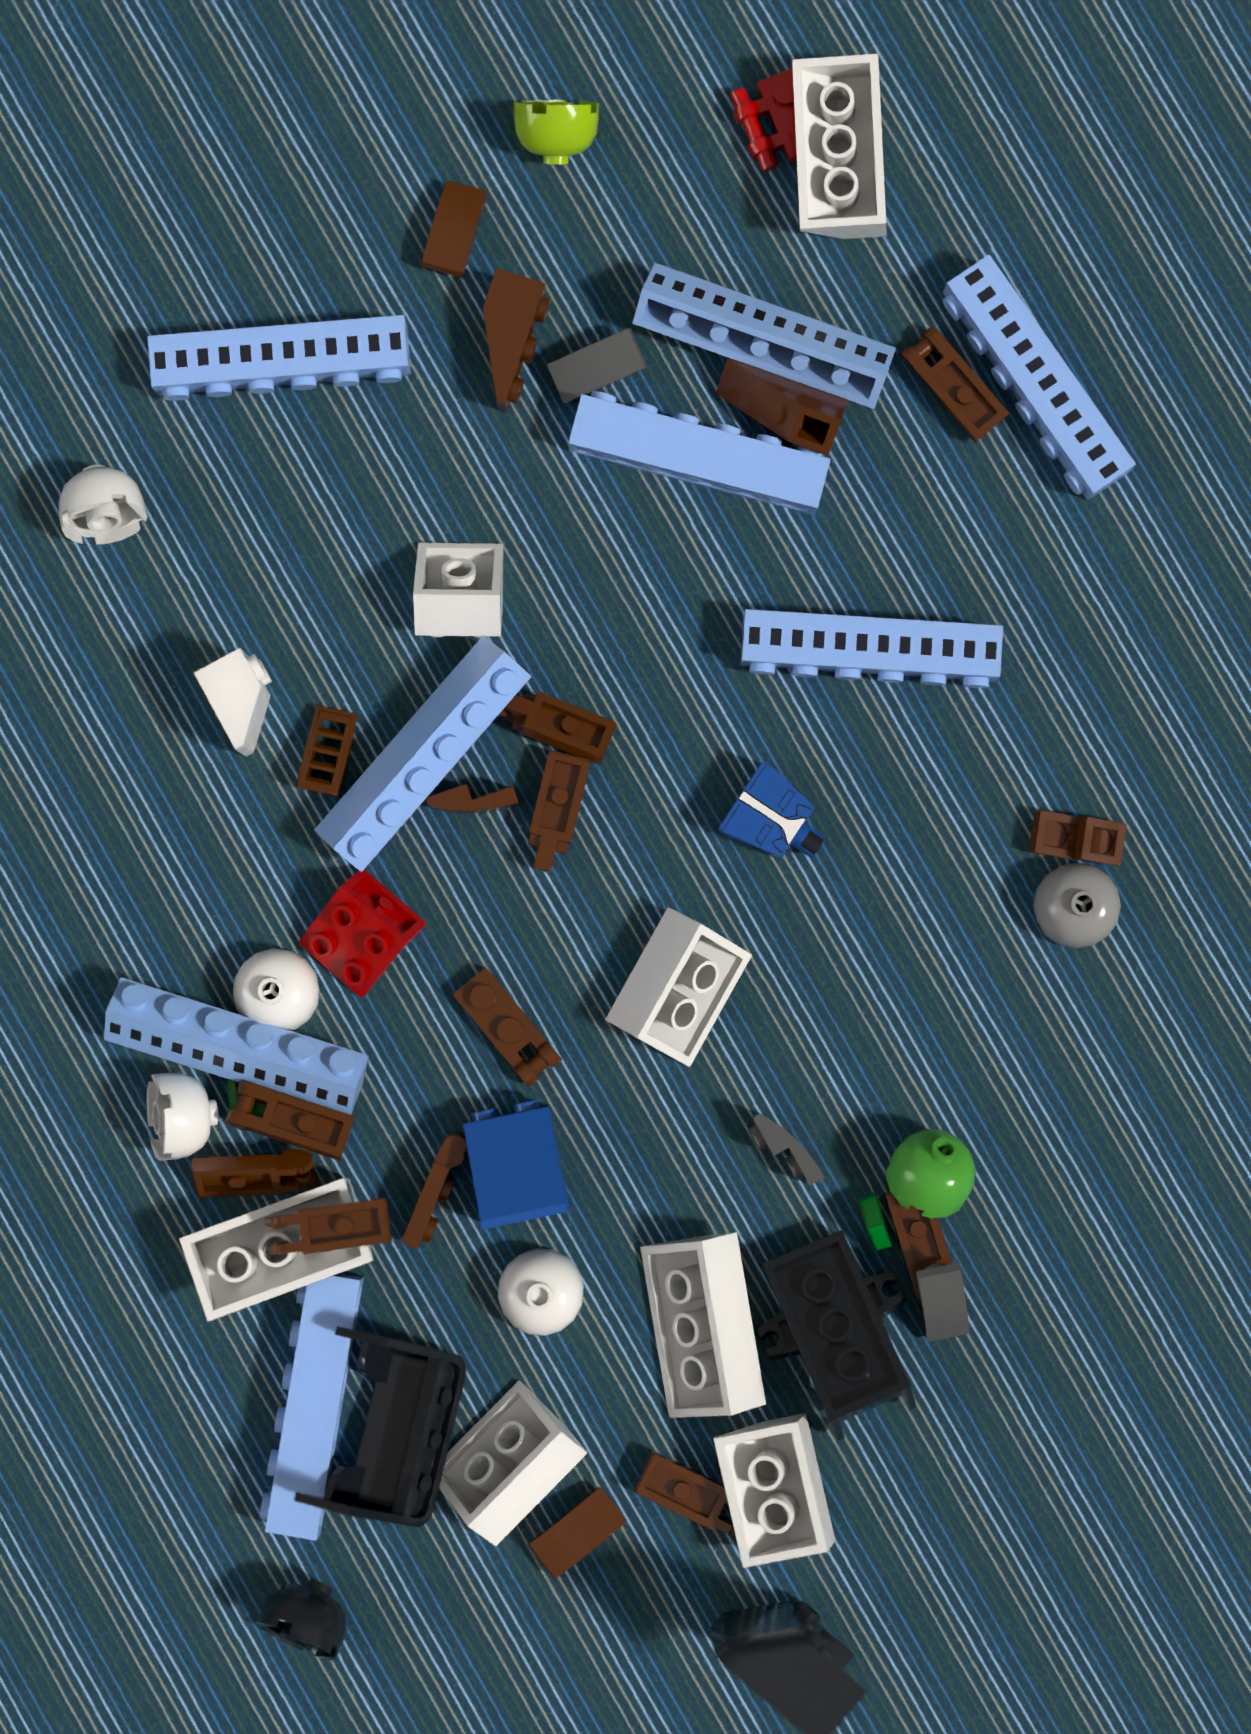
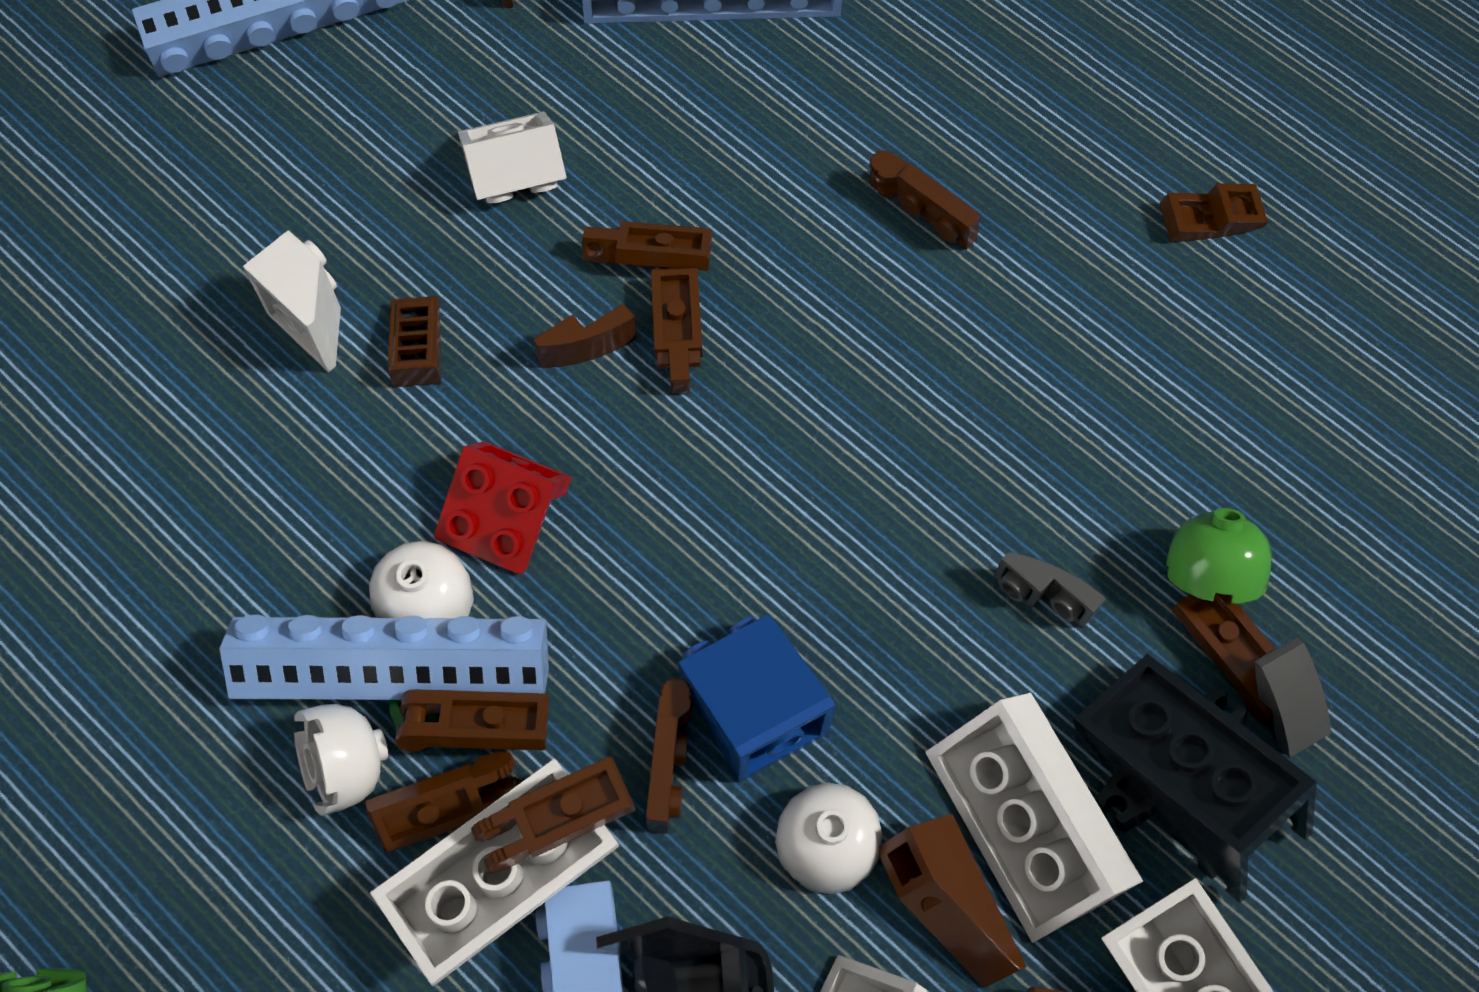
camera: 20 degrees left, 20 degrees down
(101, 505) = (115, 170): white cylinder -> none
(422, 753) = (515, 305): light blue brick -> none
(506, 1025) = (693, 556): reddish brown plate -> none
(613, 1362) = (950, 897): none -> reddish brown slope
(678, 986) = (867, 457): white slope -> none
(772, 816) = (902, 270): blue torso -> none
(814, 747) = (924, 197): none -> reddish brown hinge
(871, 647) = (940, 97): light blue brick -> none
(875, 1222) = (1178, 639): green tile -> none
(1057, 901) = (1243, 269): light grey cylinder -> none

